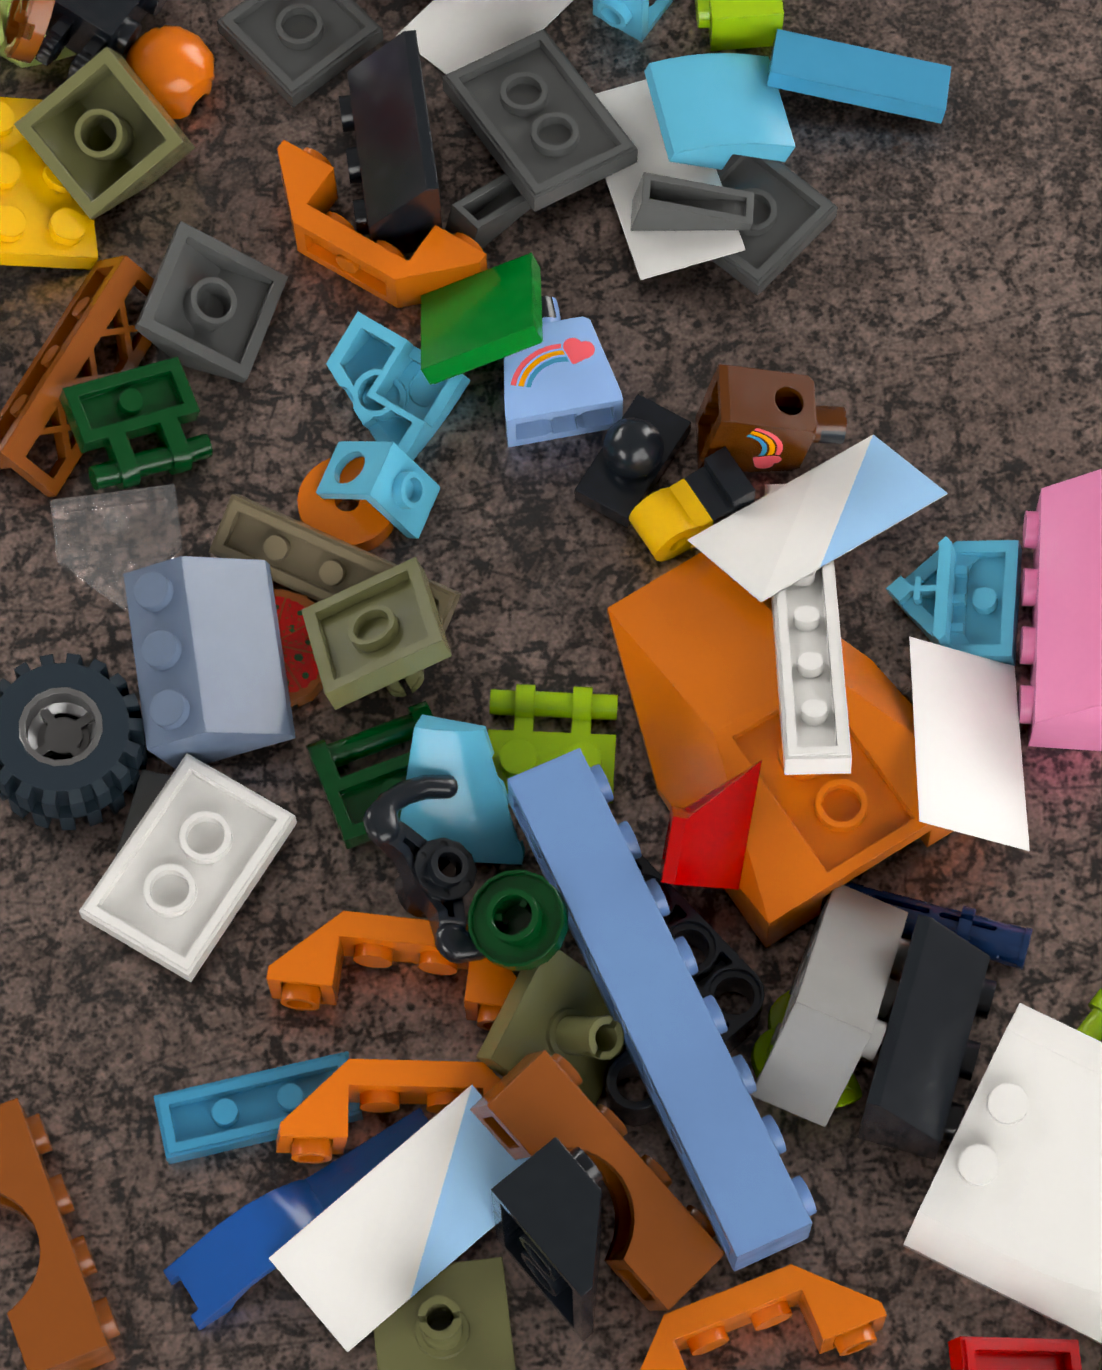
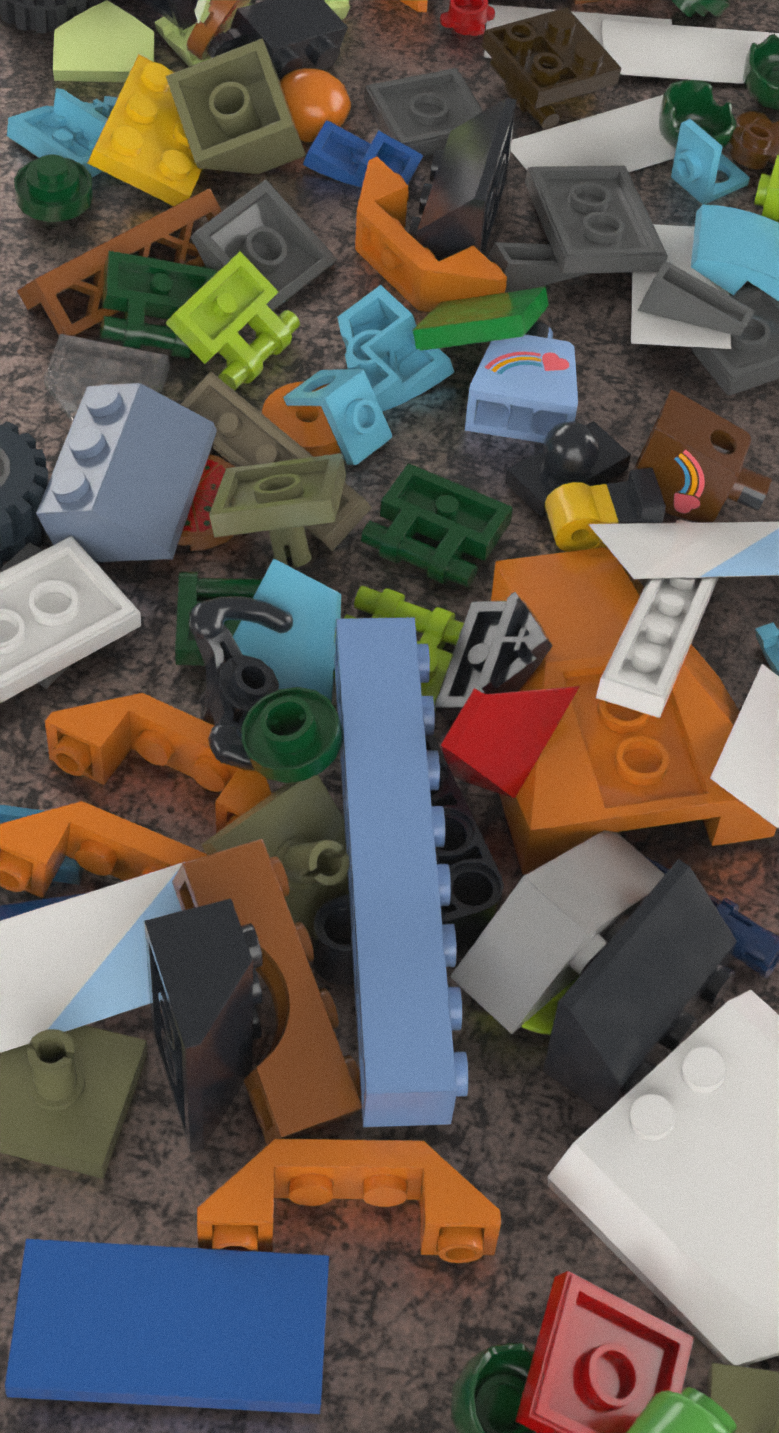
camera: 15 degrees right, 15 degrees down
(210, 413) = (222, 308): none -> lime plate
(252, 129) = (346, 156): none -> blue slope
(532, 569) = (441, 511): none -> dark green plate
(655, 734) = (493, 654): none -> black slope

